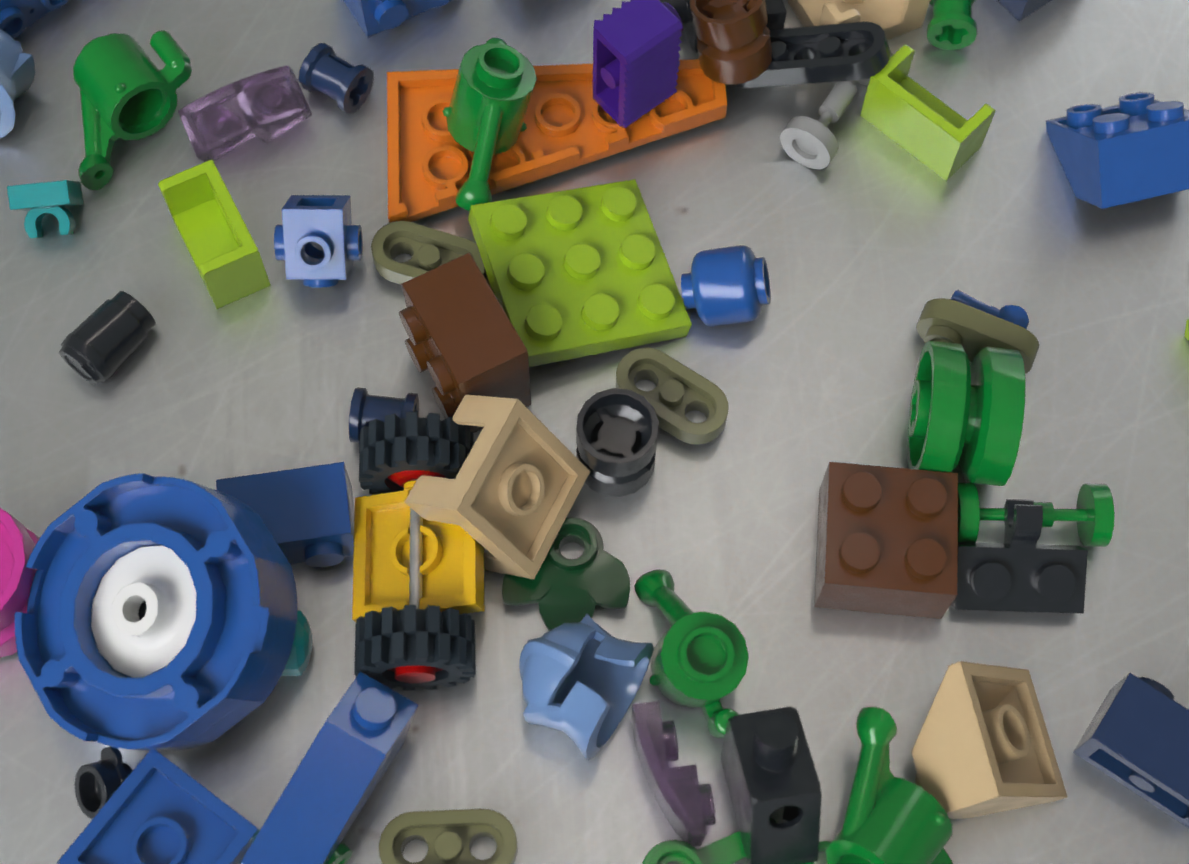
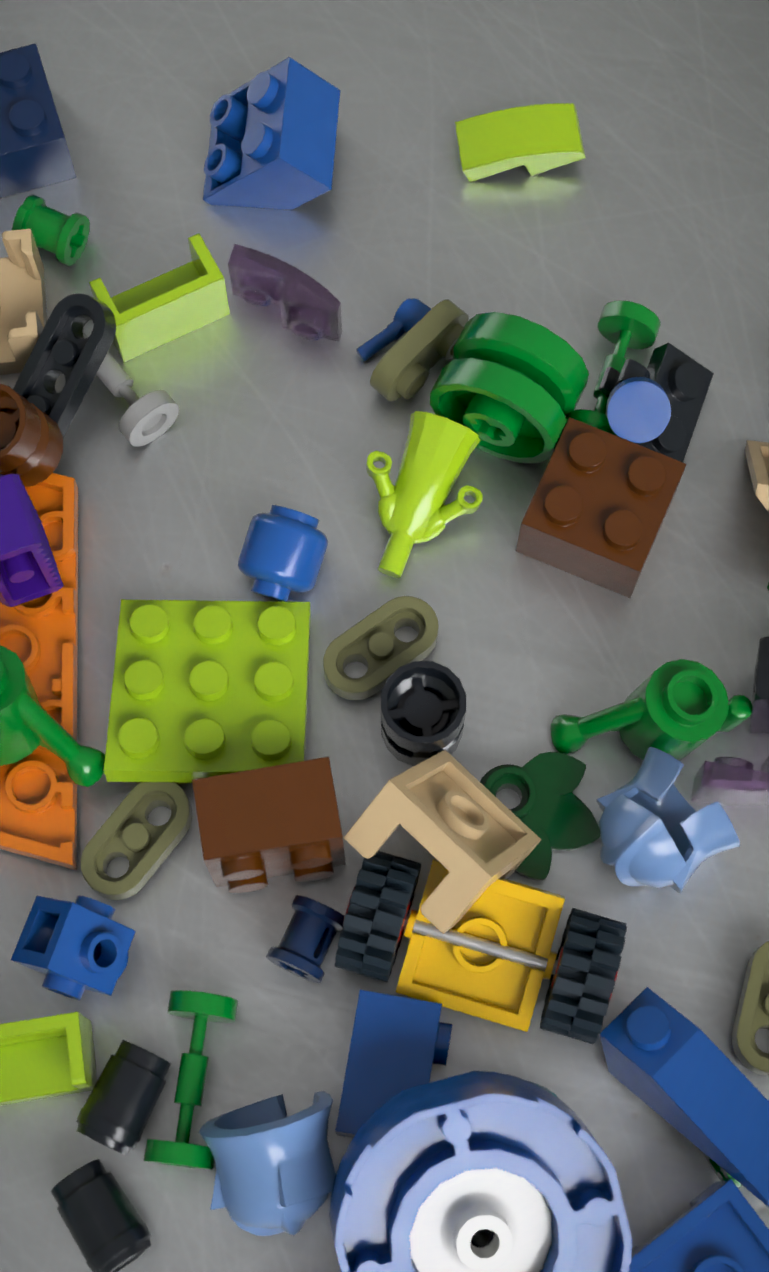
camera: 70 degrees left, 5 degrees up
(175, 378) = (191, 1078): none -> green wheel
(183, 437) = (271, 1165): none -> medium blue helmet
(208, 322) = (123, 1098): none -> black piece
(842, 383) = (429, 468): none -> lime piece
(981, 206) = (304, 303): none -> clear purple slope
(992, 531) = (638, 410): none -> tile

